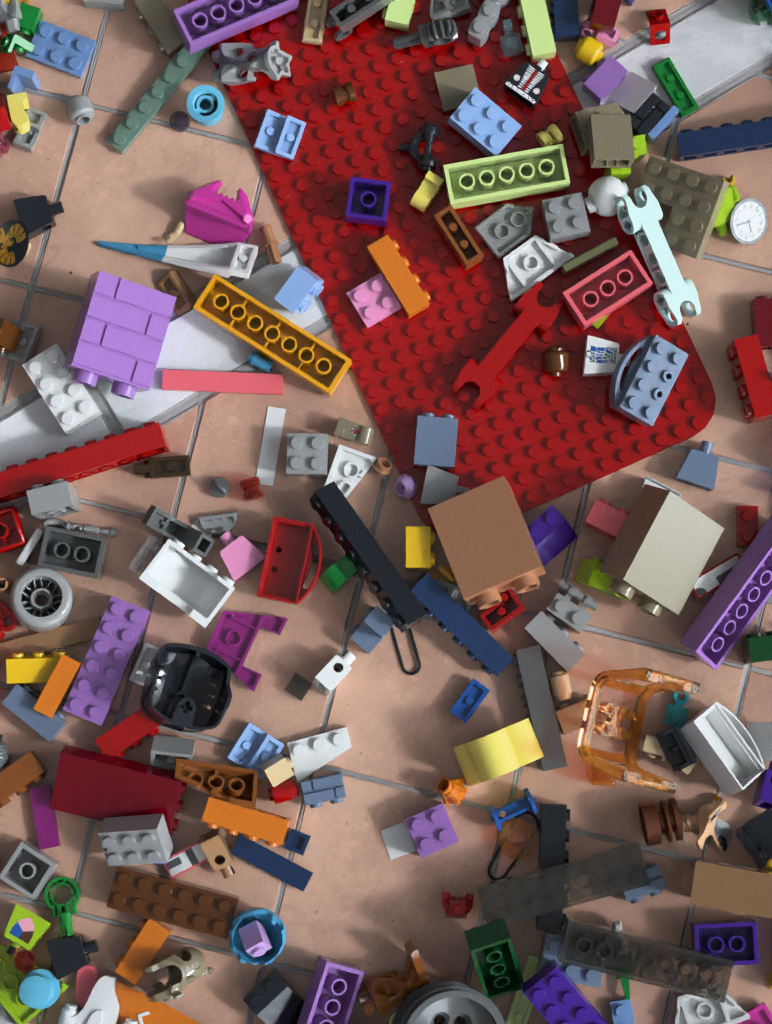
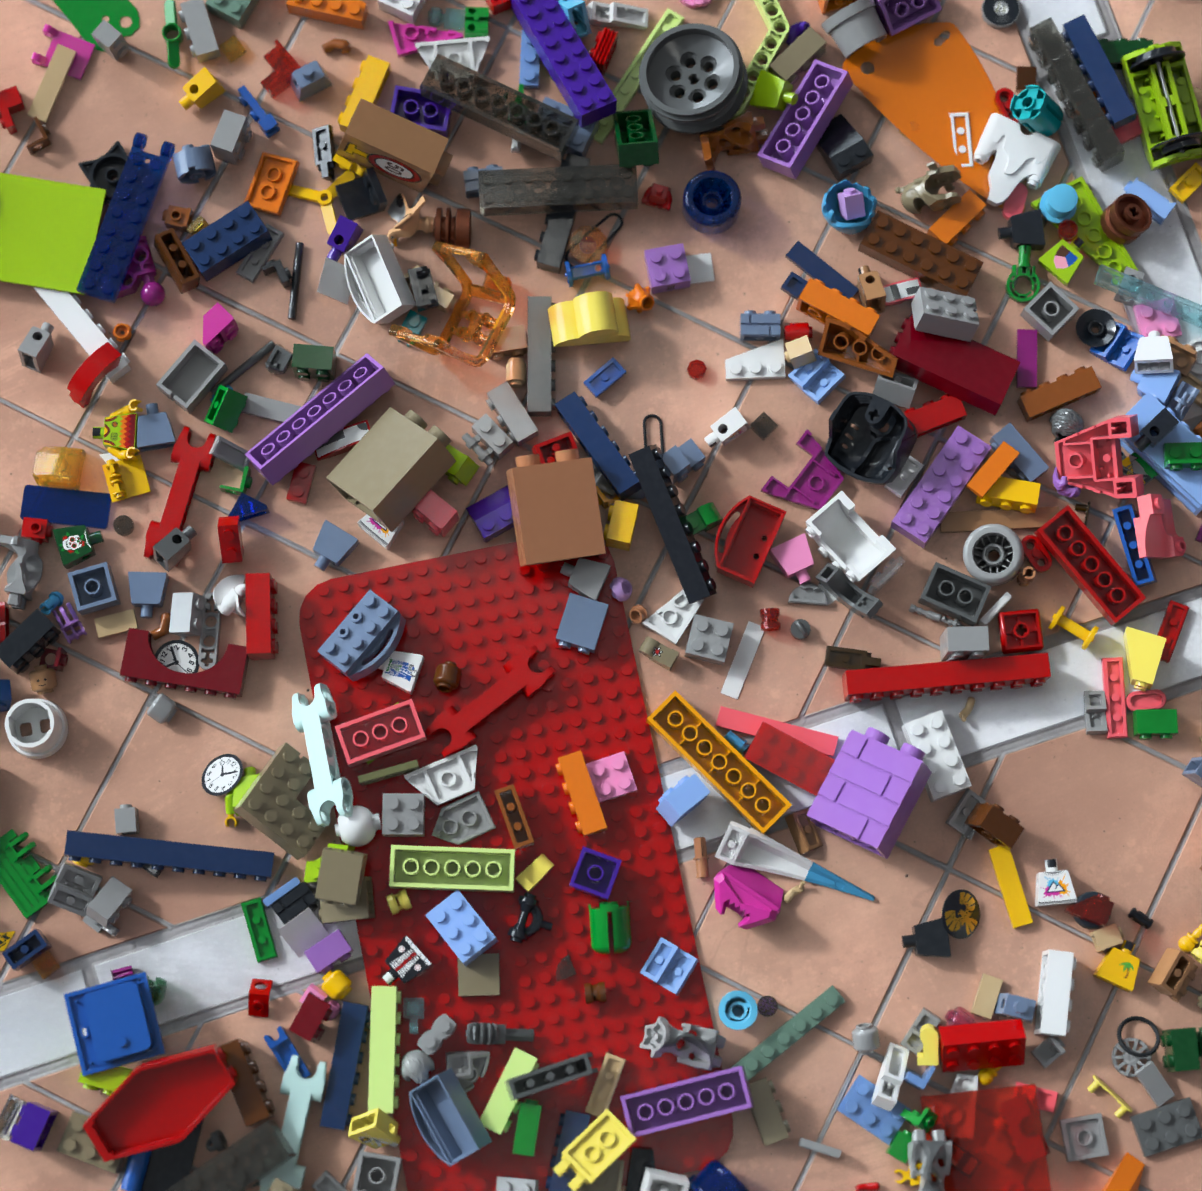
camera: 170 degrees left, 5 degrees down
(40, 444) = (968, 708): none -> tan piece
(50, 79) = (890, 1077): none -> white slope
(204, 354) = (789, 758): none -> red brick
(338, 169) = (620, 923): none -> green cylinder
(377, 111) = (565, 969): none -> clear smoke tile
(378, 730) = (696, 369): none -> clear red tile
(405, 926) = (713, 188): none -> clear blue wheel

